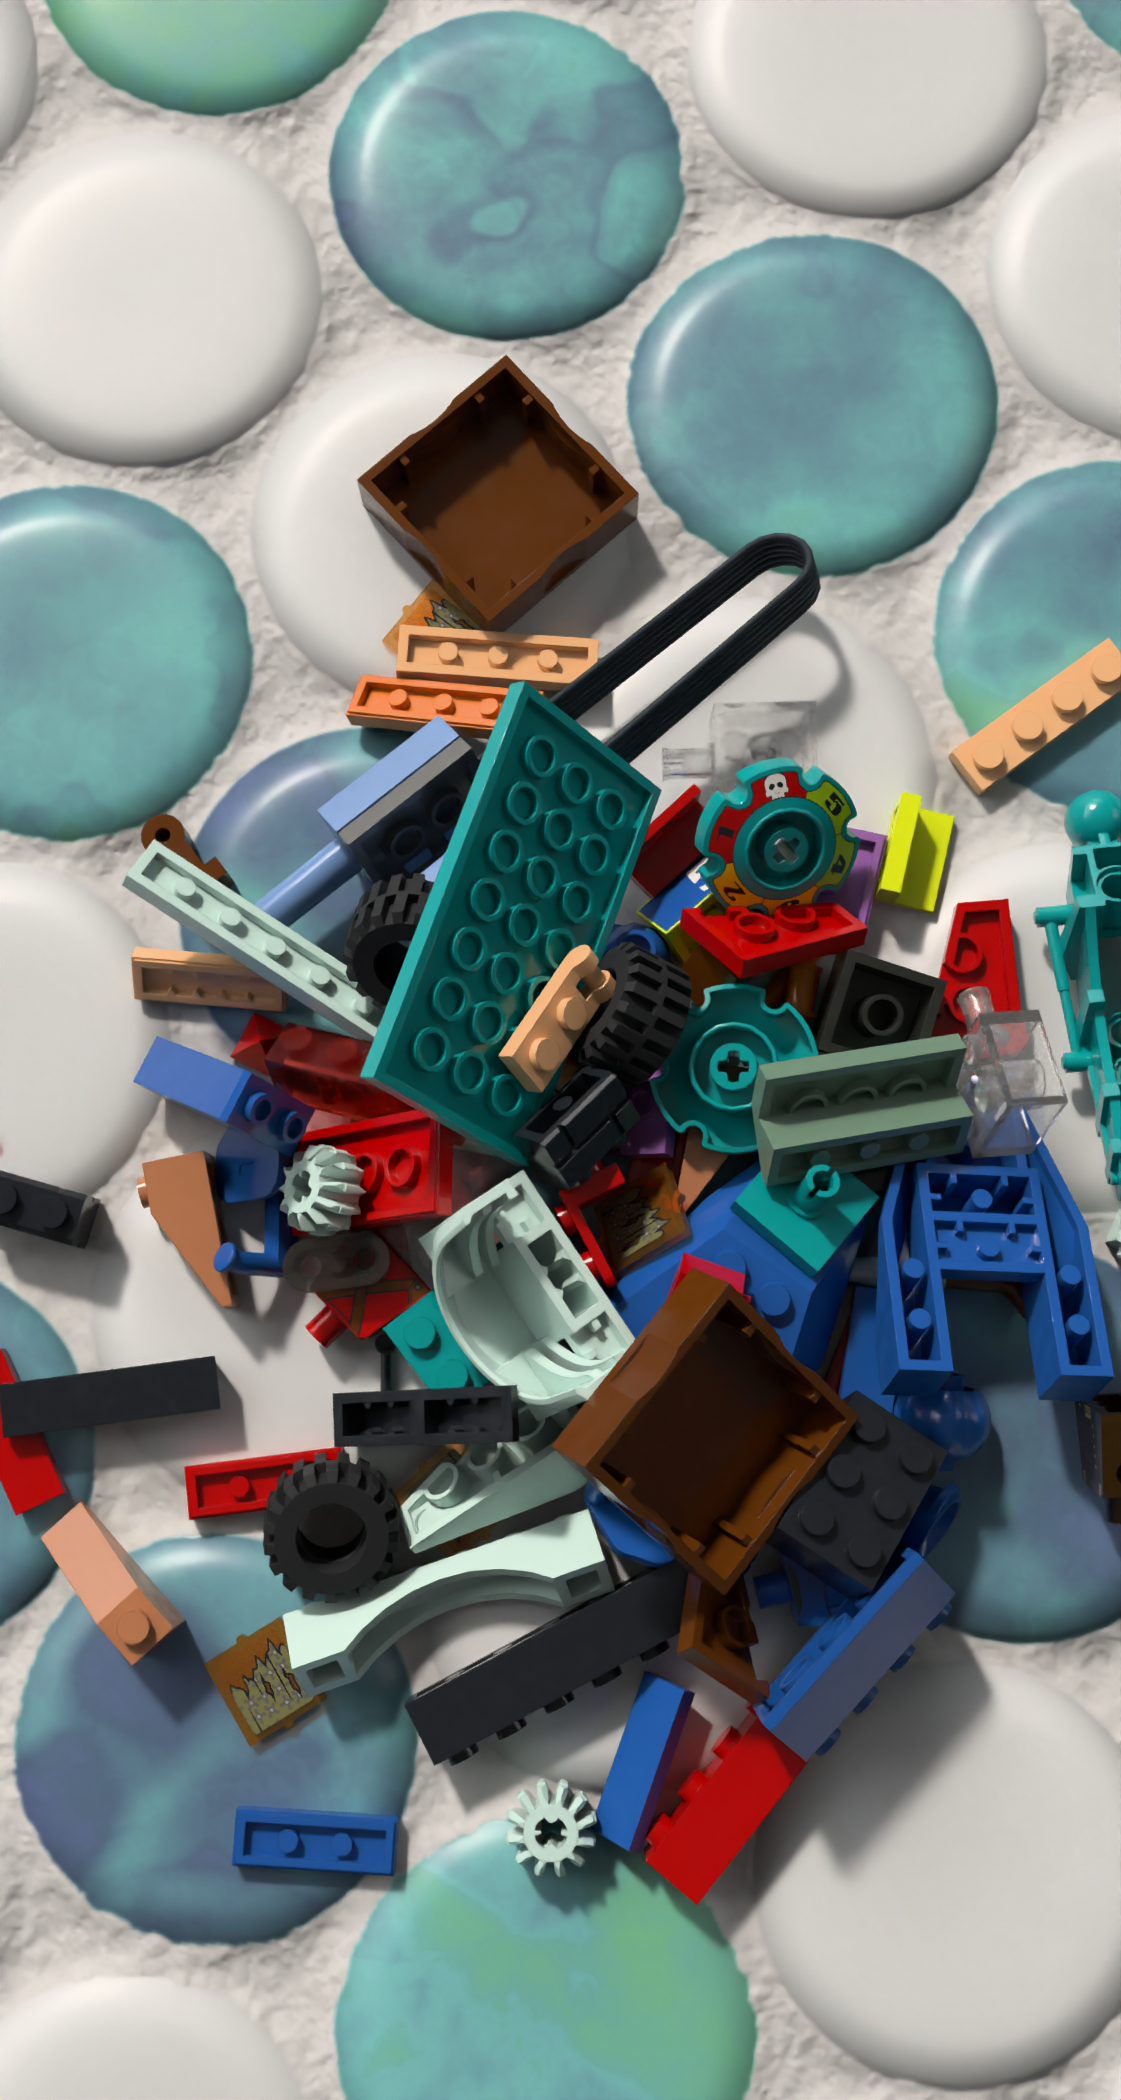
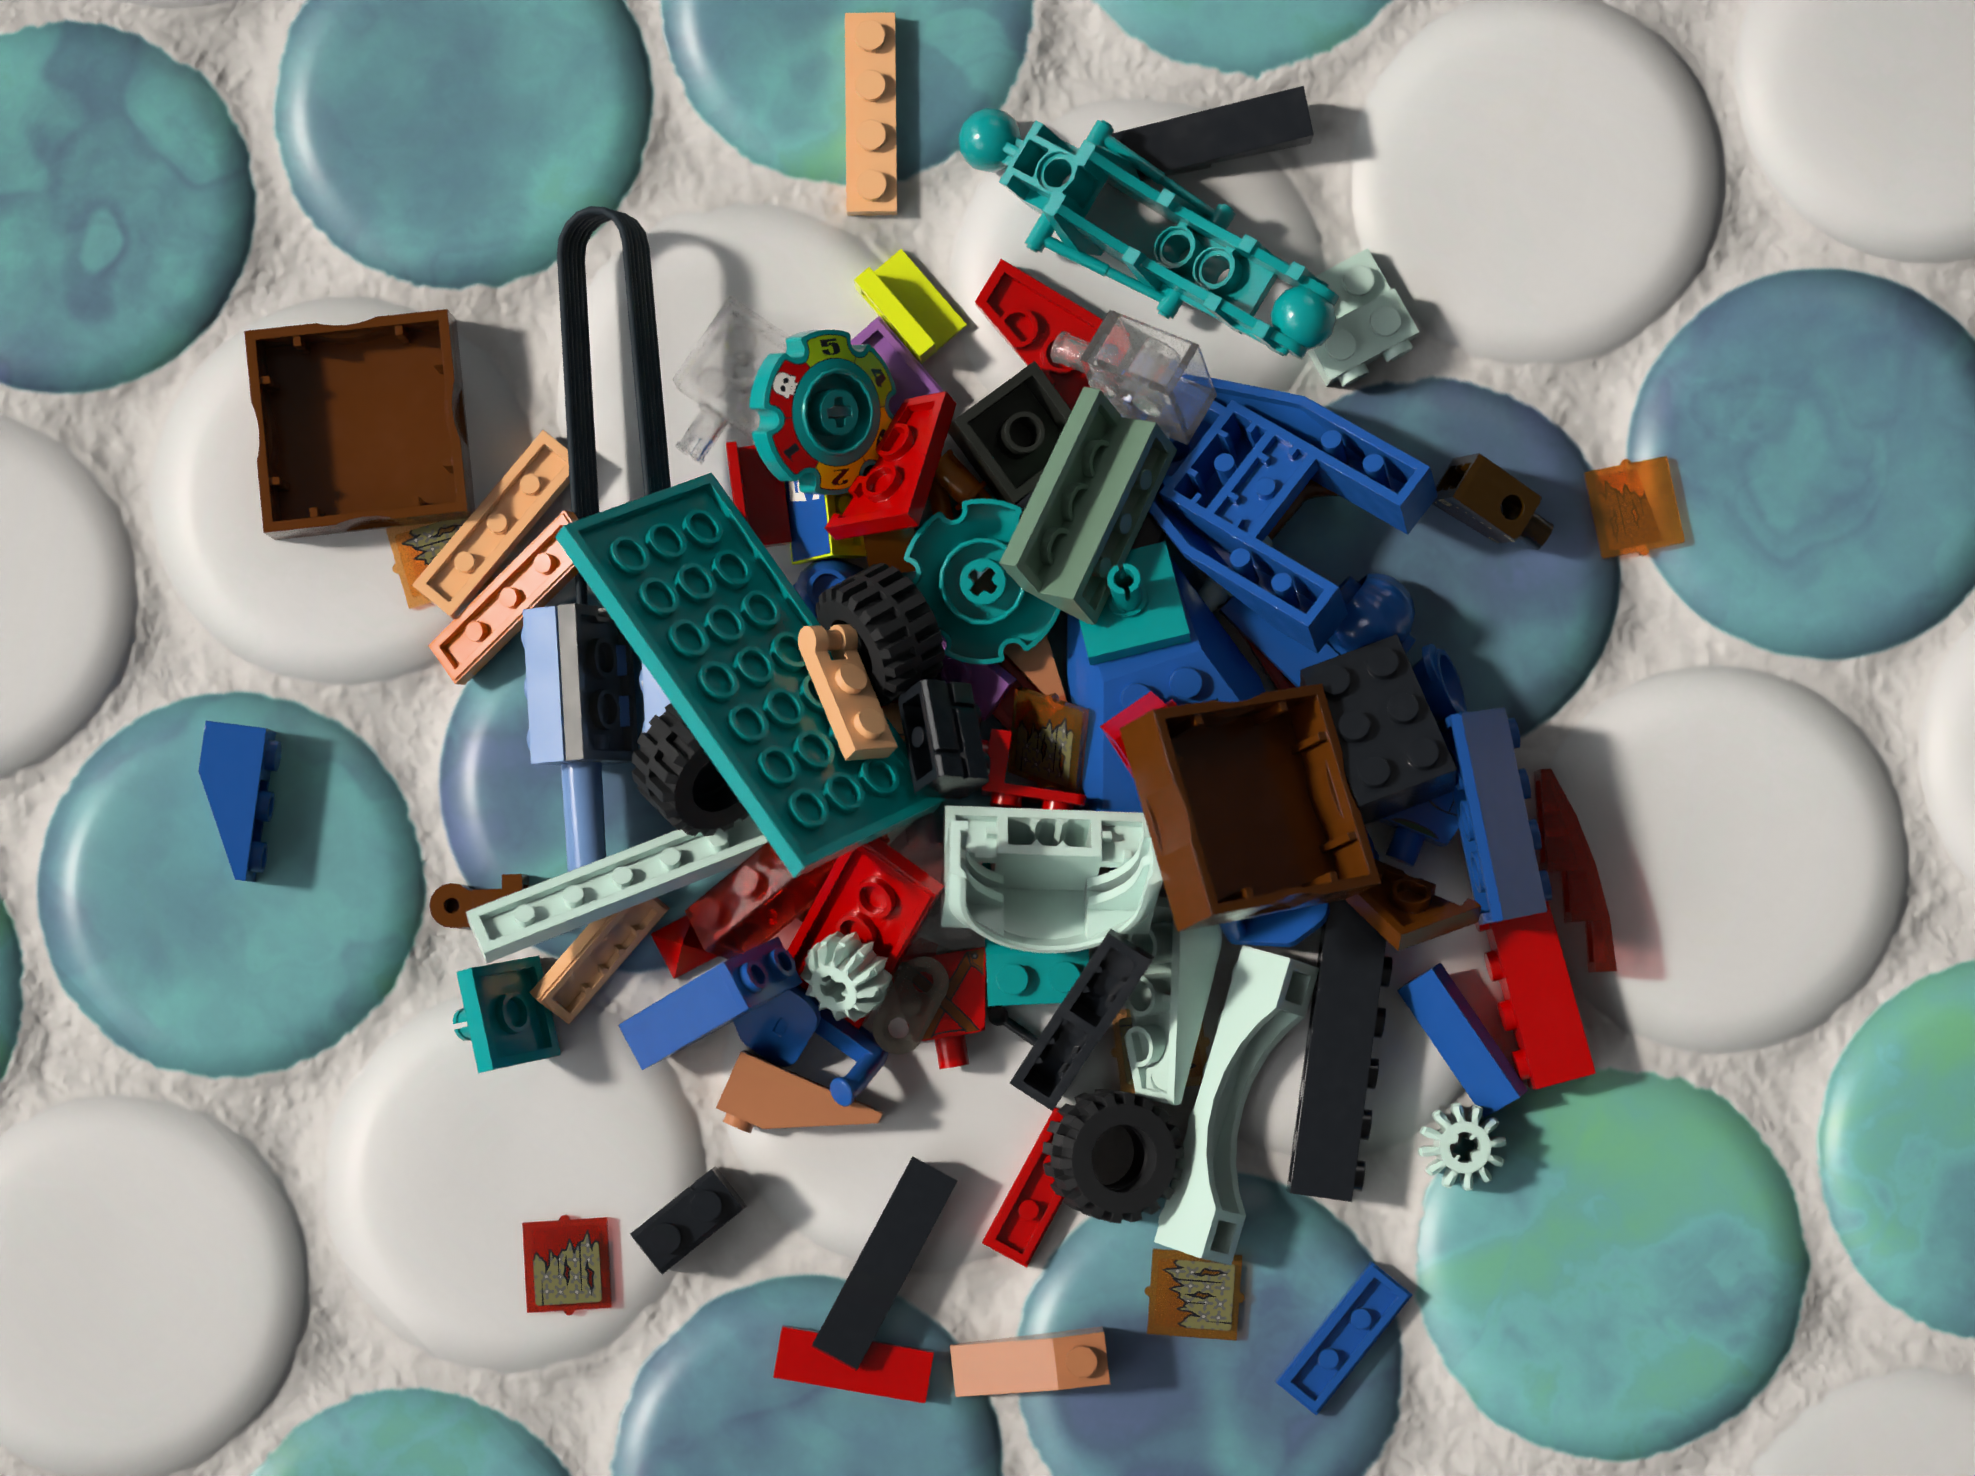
camera: 55 degrees left, 5 degrees up
(98, 938) = (502, 1015): none -> teal tile
(144, 605) = (236, 780): none -> blue slope
(854, 1764) = (1568, 852): none -> clear red slope

